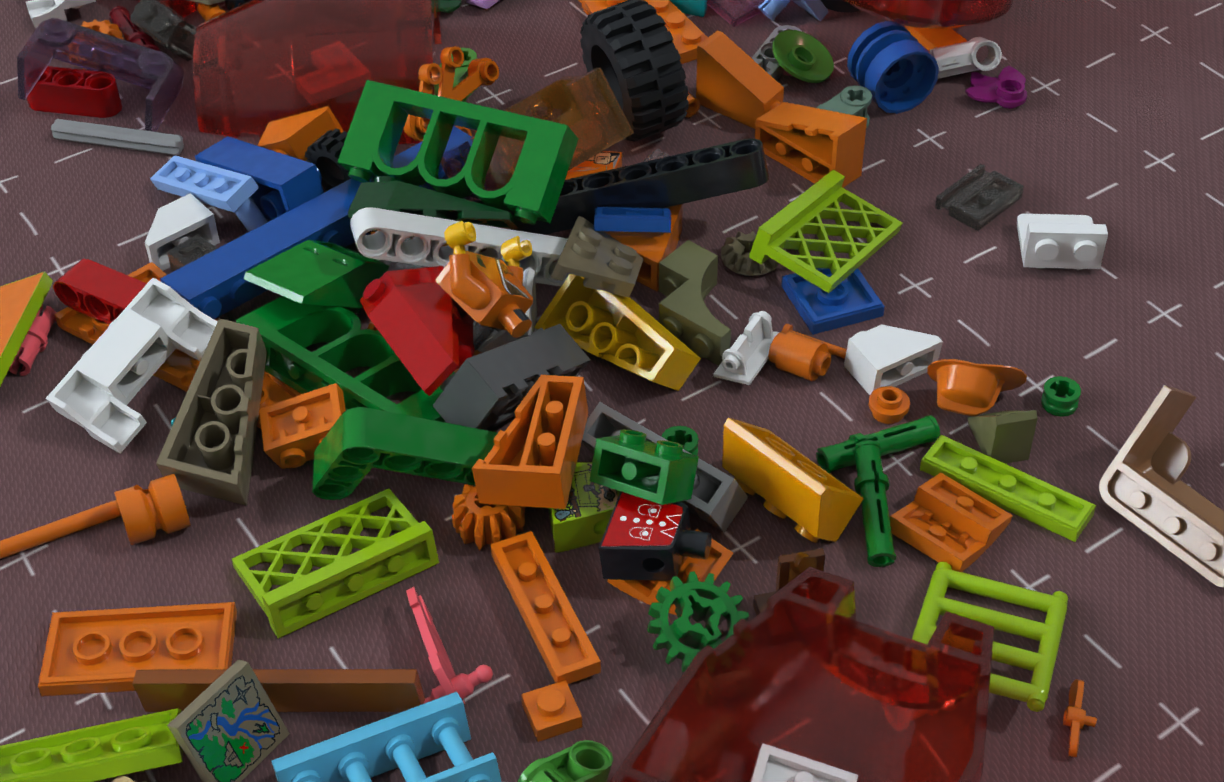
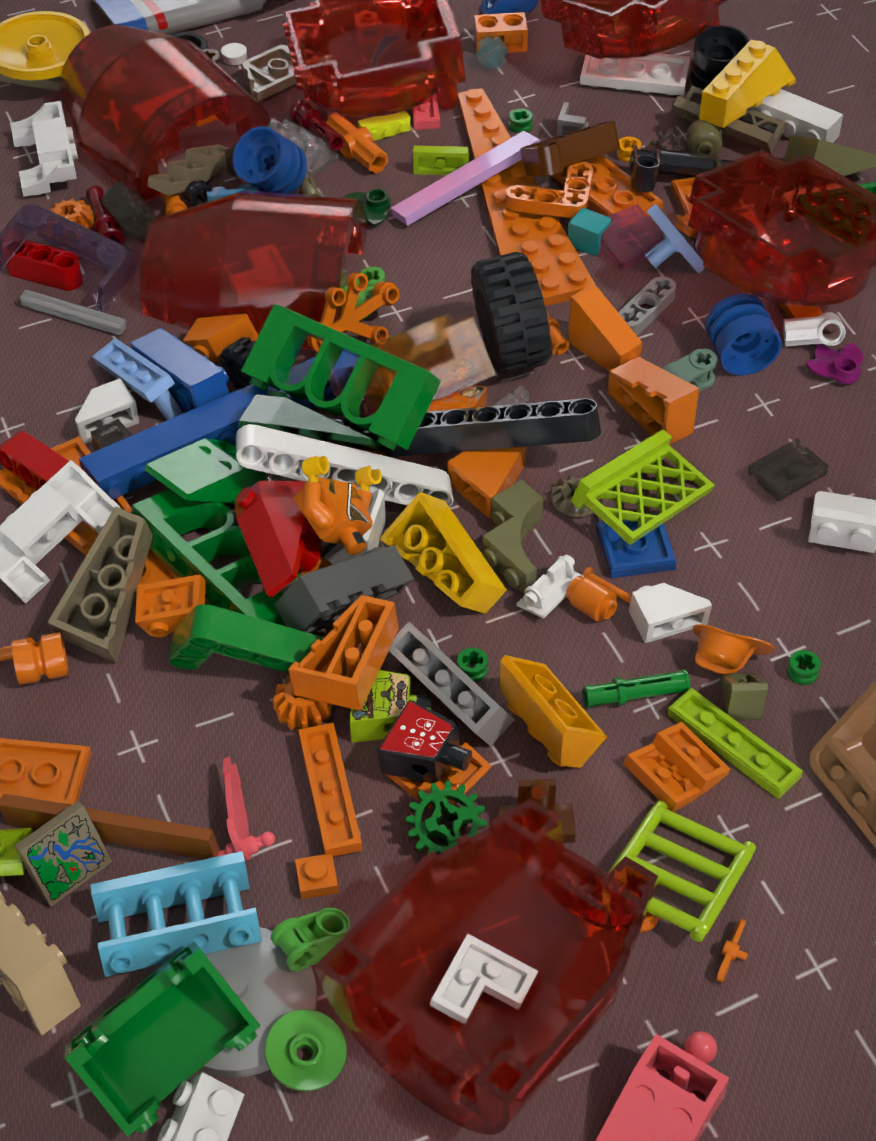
camera: 10 degrees right, 5 degrees up
(343, 576) = (181, 738): lime fence -> none
(598, 259) = (438, 490): dark tan wing -> none
(632, 219) = (477, 456): blue tile -> none
(644, 468) = (427, 687): green brick -> none
(802, 56) = (669, 310): bright green dish -> none
(872, 486) = (618, 726): green pin -> none
(889, 404) = (652, 659): orange plate -> none

